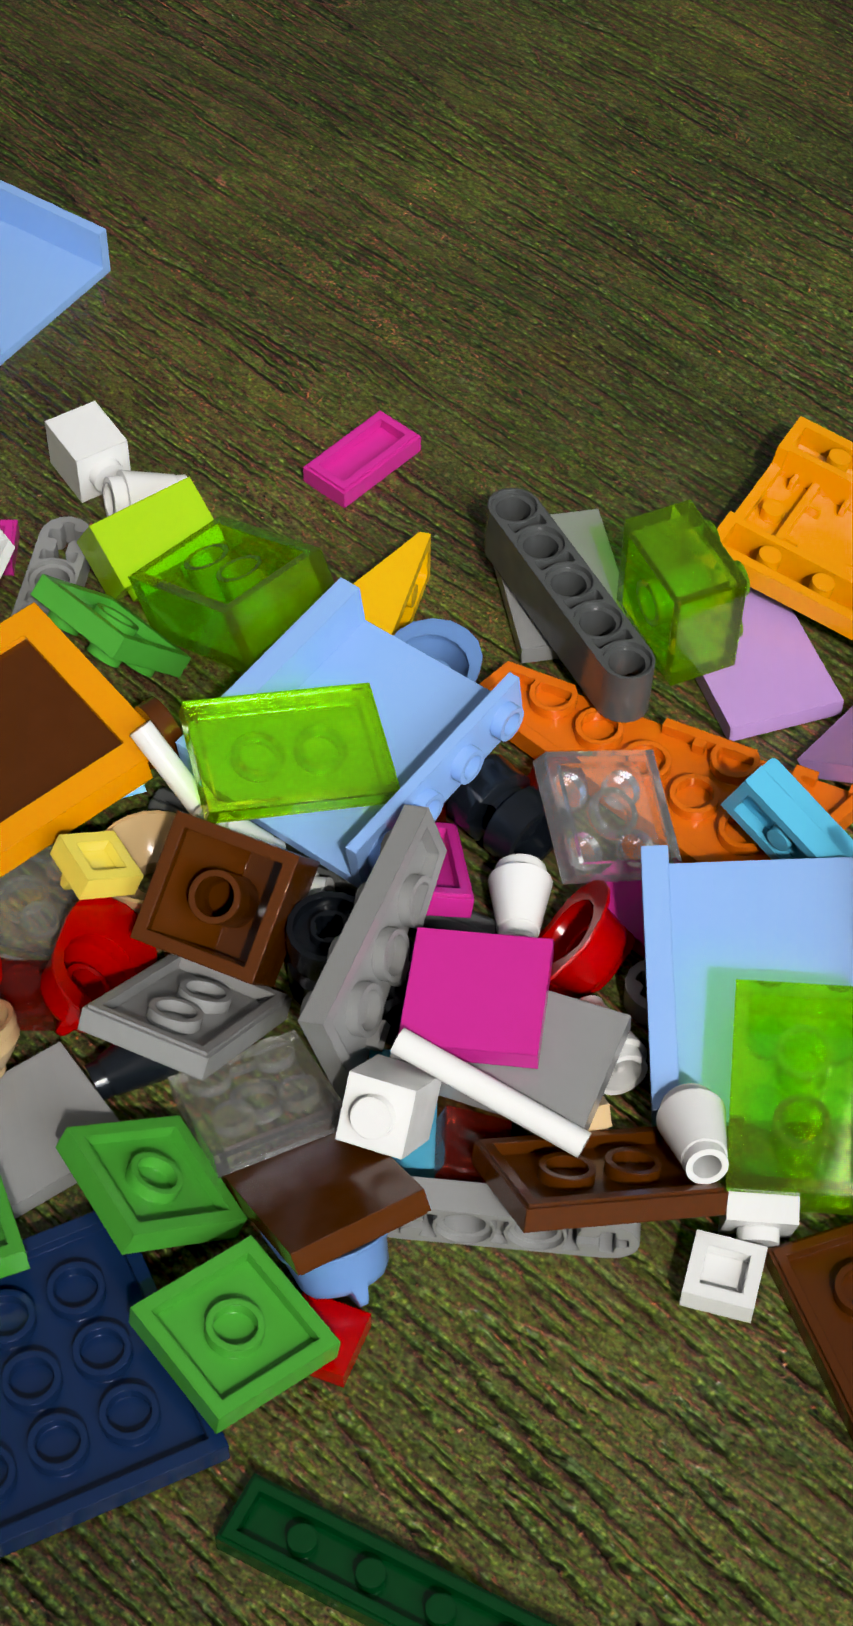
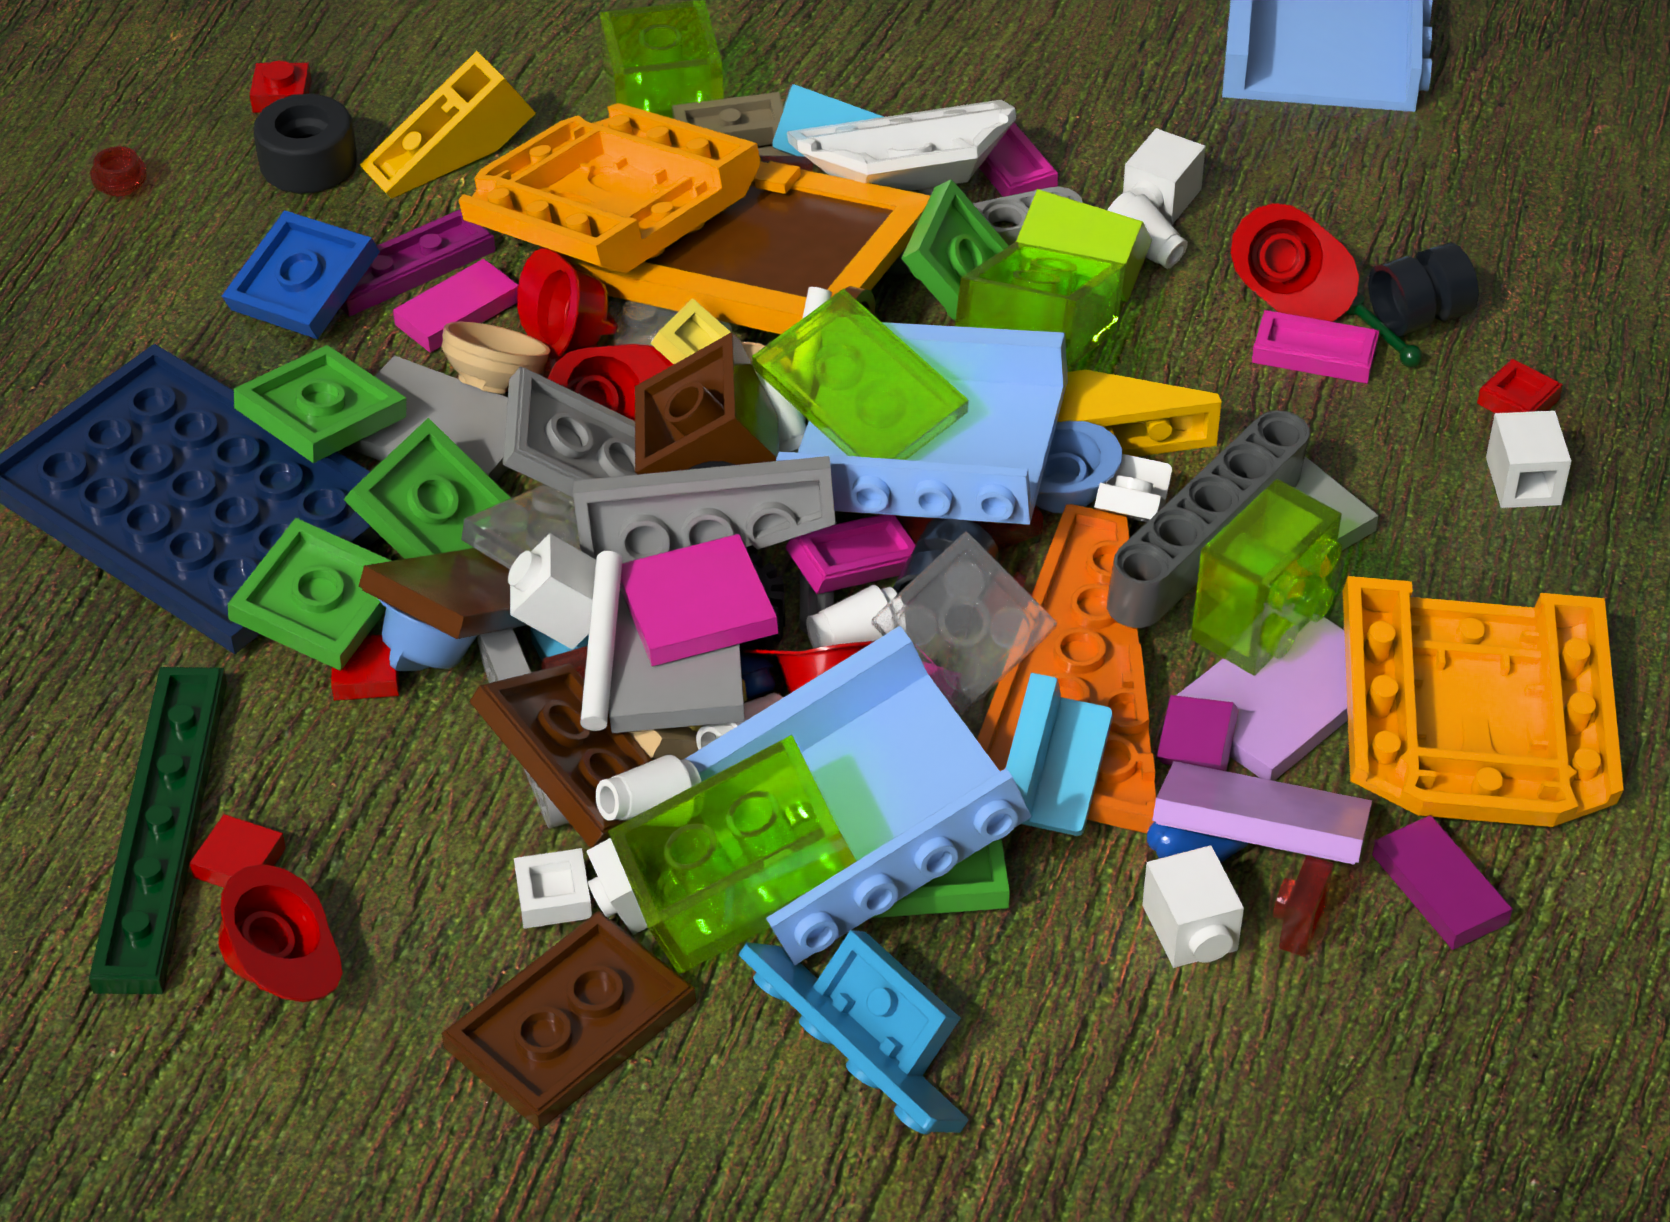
camera: 65 degrees right, 5 degrees down
(277, 418) = (1294, 263): none -> red piece
(324, 413) = (1409, 354): none -> dark green hinge
(364, 358) = (1417, 290): none -> black wheel
(498, 644) = (1136, 489): none -> white bracket
(504, 367) = (1519, 390): none -> red tile
(528, 1551) = (235, 846): none -> red tile
(594, 392) = (1528, 459): none -> white brick
(698, 1543) = (278, 934): none -> red piece
(784, 726) = (1198, 732): none -> magenta tile

